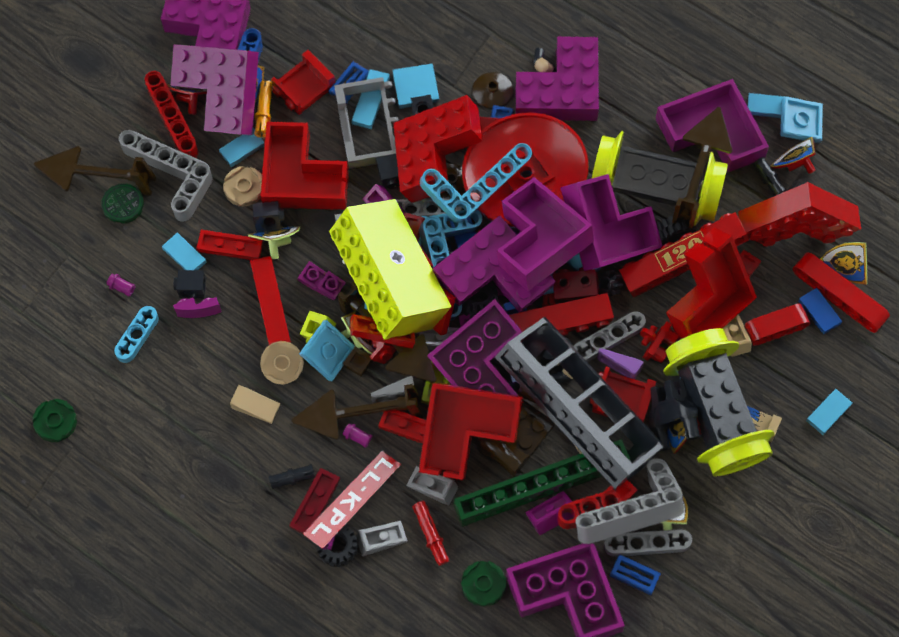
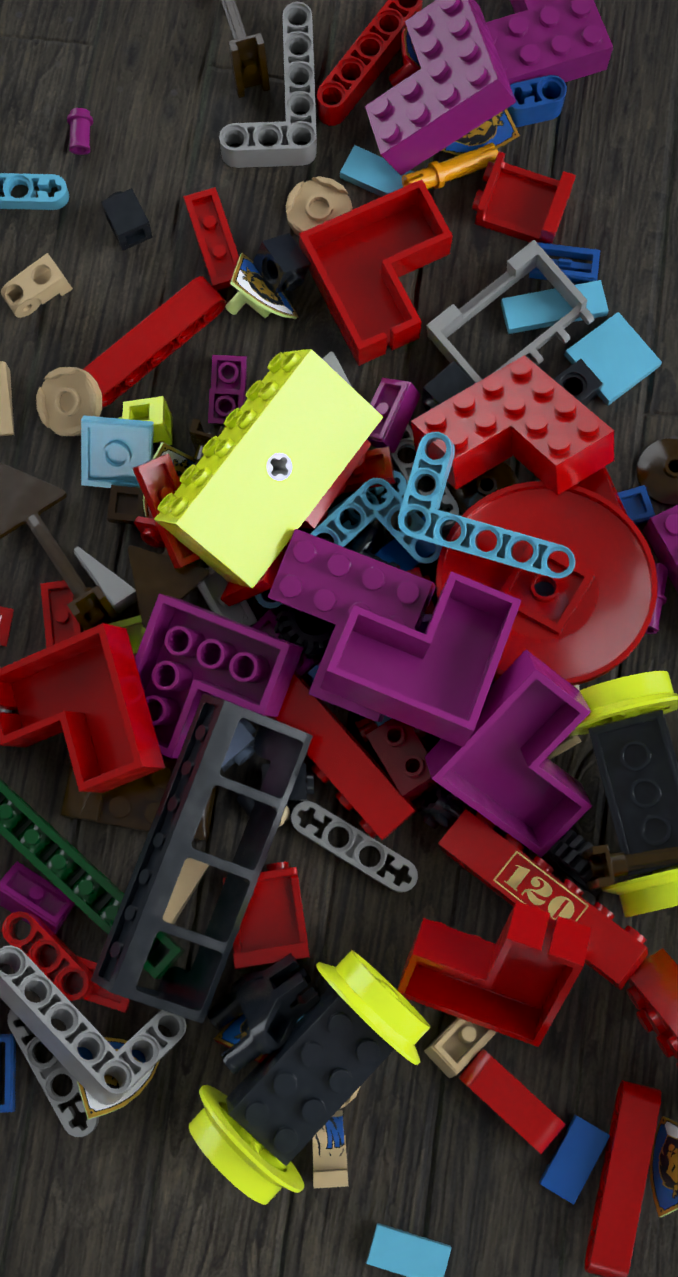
camera: 60 degrees right, 10 degrees up
(122, 203) = (203, 67): tile -> none
(183, 253) = (170, 186): medium azure tile -> none
(189, 309) = (95, 247): magenta slope -> none
(202, 349) = (35, 286): none -> tan leg
(357, 435) = (15, 562): magenta pin -> none
(621, 363) = (318, 900): medium lavender slope -> none
(664, 334) = (400, 928): red hips -> none
(750, 262) = (591, 1001): red tile -> none

